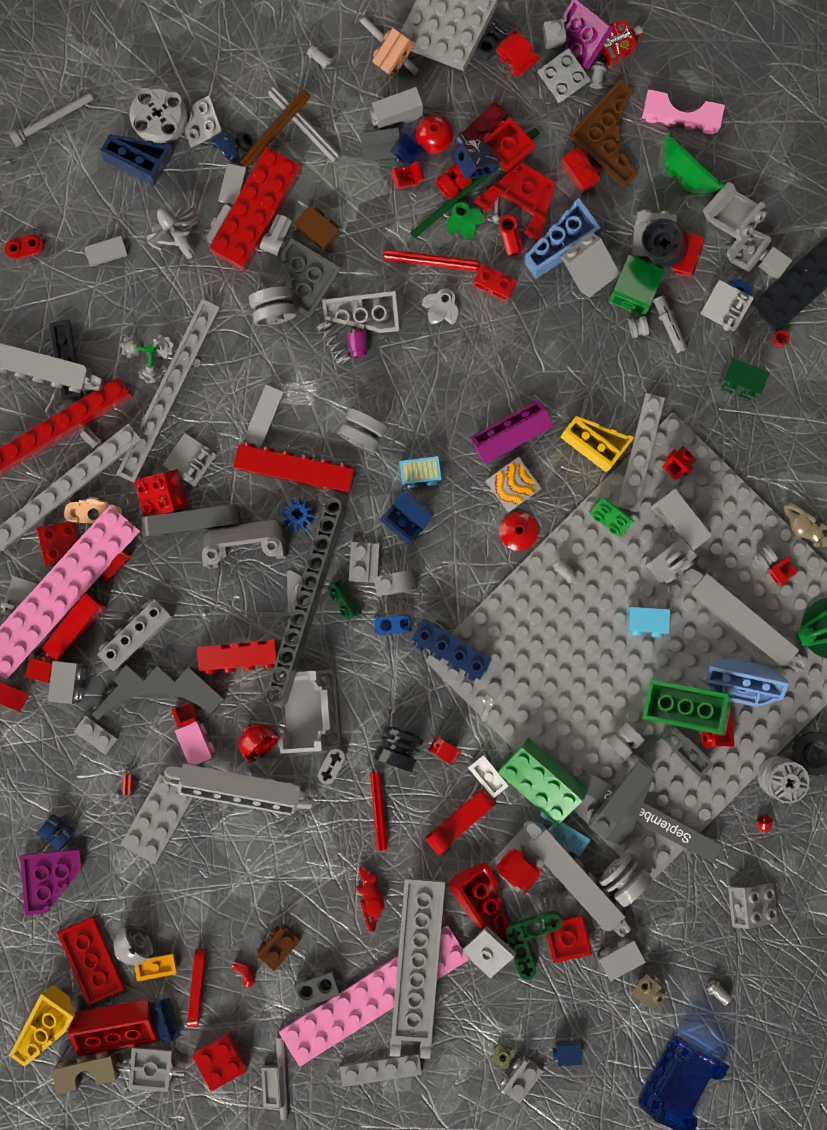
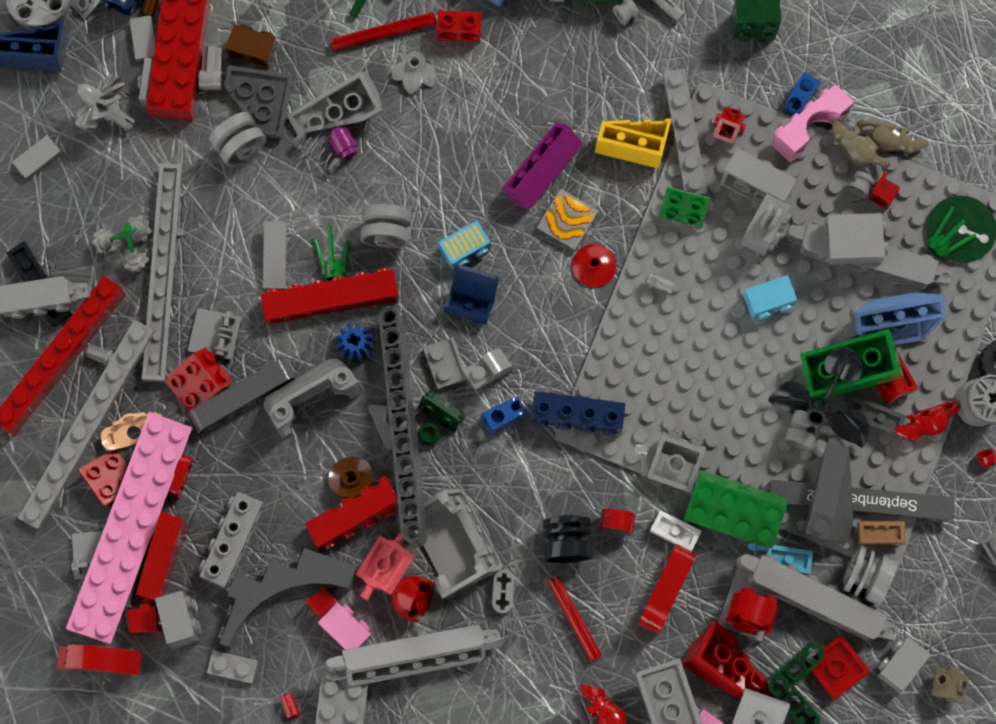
camera: 25 degrees left, 10 degrees down
(245, 707) = (384, 565): none -> coral plate
(249, 616) = (346, 470): none -> reddish brown dish
(305, 445) = (333, 267): none -> green plant
(326, 614) = (429, 434): none -> dark green plate
(513, 722) = (677, 461): none -> light grey plate
(650, 849) = (881, 532): none -> medium nougat plate
(664, 752) = (851, 424): none -> black plant
(727, 496) = (793, 138): none -> bright pink arch
(732, 777) = (928, 422): none -> red animal
(738, 604) = (855, 238): none -> light grey brick
(752, 459) = (802, 93): none -> blue leg
(777, 527) = (859, 150): none -> dark tan animal

